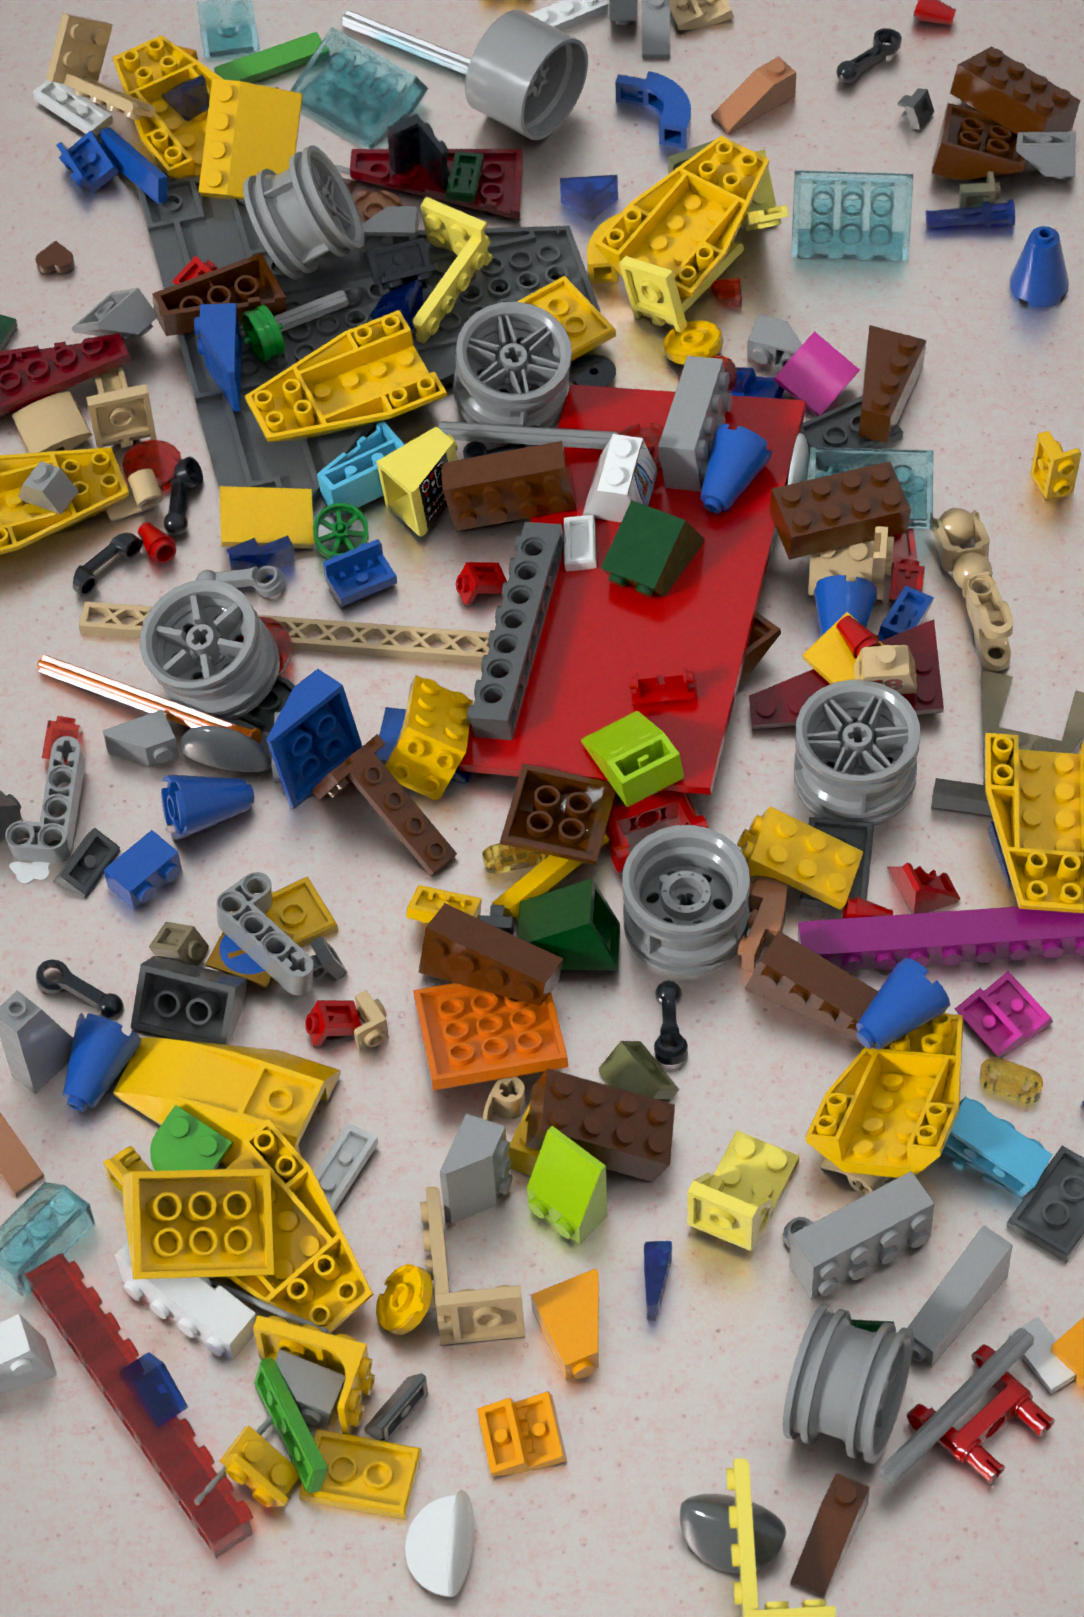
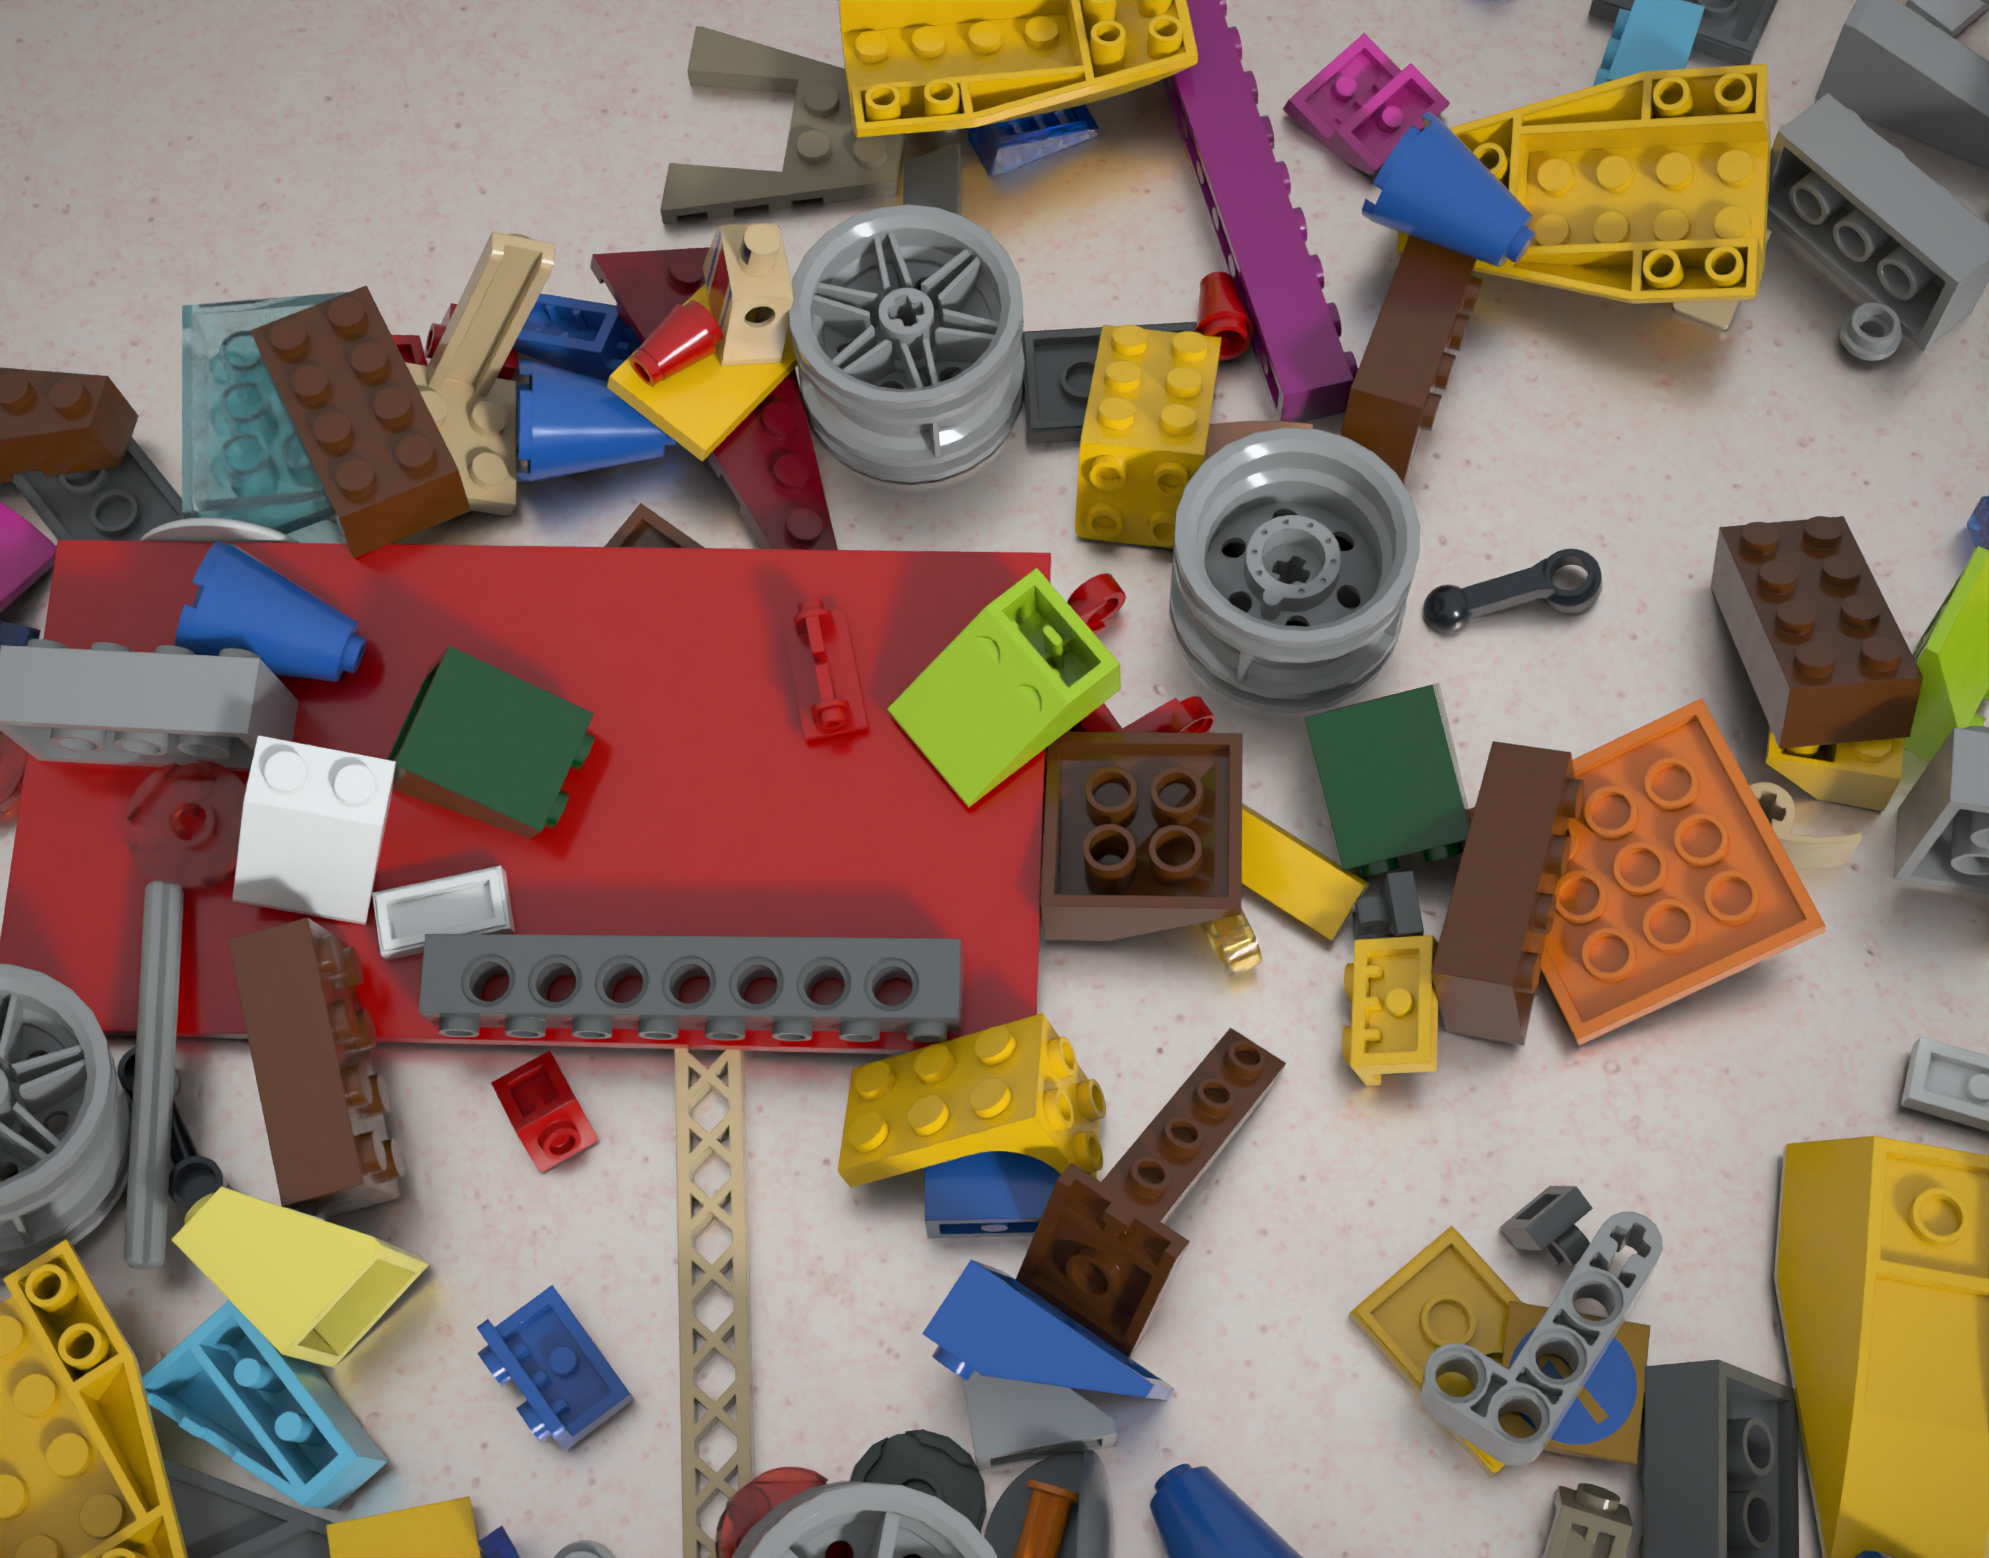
camera: 100 degrees left, 10 degrees up
(331, 1019) = (1684, 1181): red bracket -> none
(340, 529) = (444, 1431): green wheel -> none
(375, 1024) = (1649, 1105): tan bracket -> none
(637, 1071) = (1648, 620): olive panel -> none
(742, 1191) = (1837, 432): light yellow bracket -> none
(922, 890) = (1144, 246): red slope -> none
(973, 573) = (543, 198): tan piece -> none
(1011, 1080) = (1478, 80): clear yellow beam -> none
(1052, 468) = (197, 134): yellow bracket -> none

